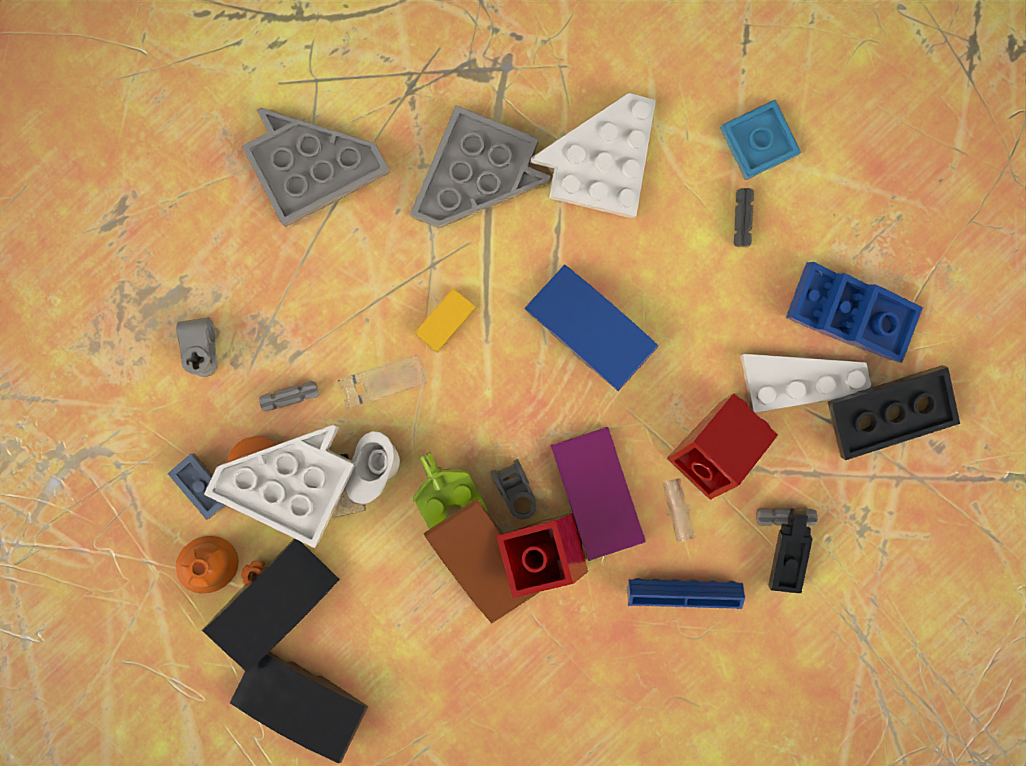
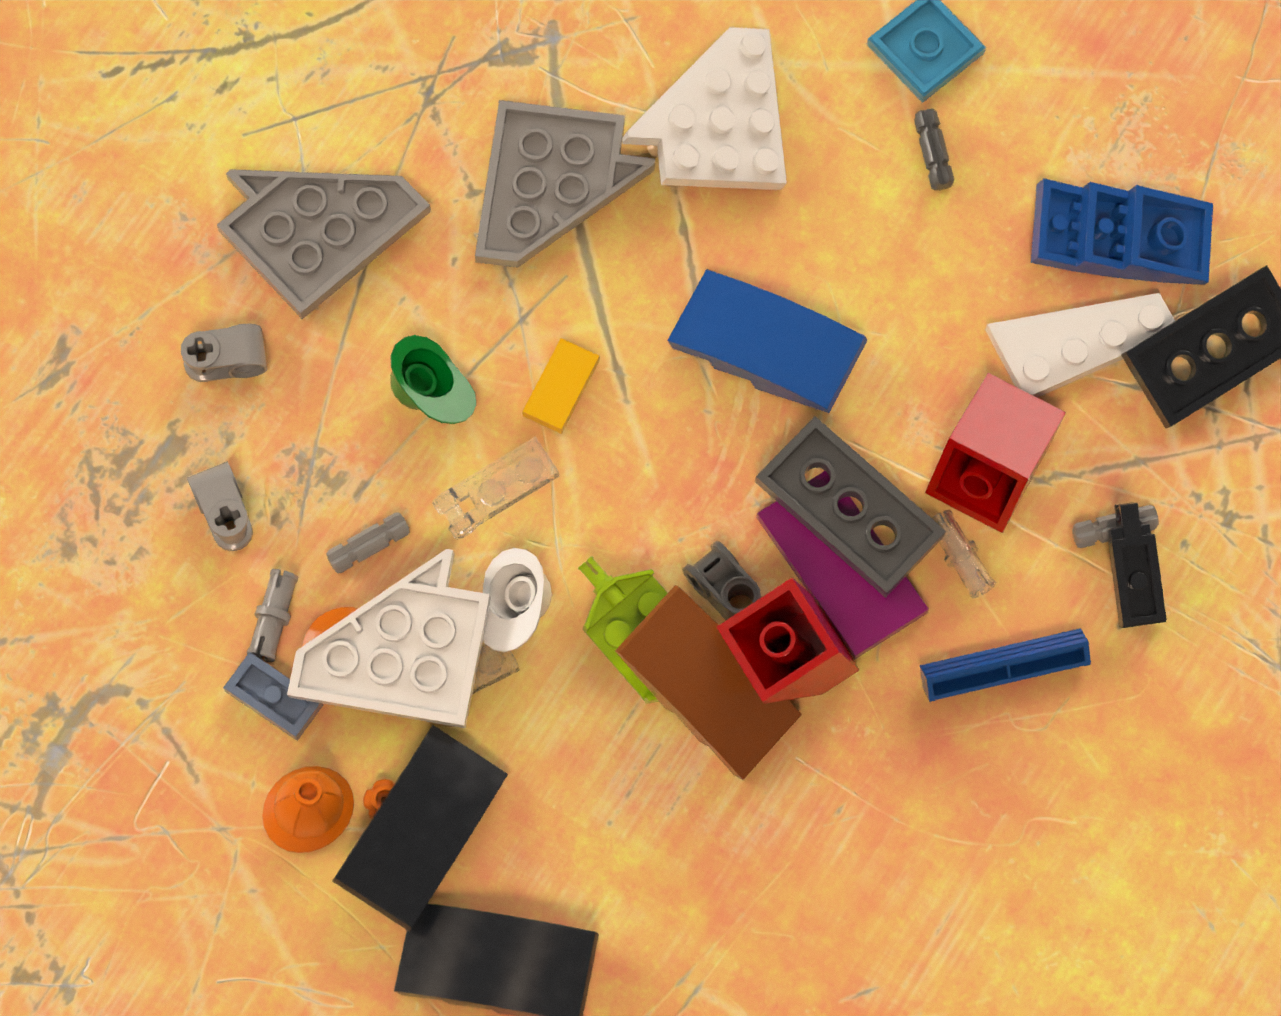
camera: 15 degrees left, 15 degrees down
(213, 430) = (272, 614): none -> light grey pin
(229, 239) = (229, 353): none -> light grey piece
(356, 298) = (430, 381): none -> green piece
(634, 465) = (850, 535): none -> dark grey plate

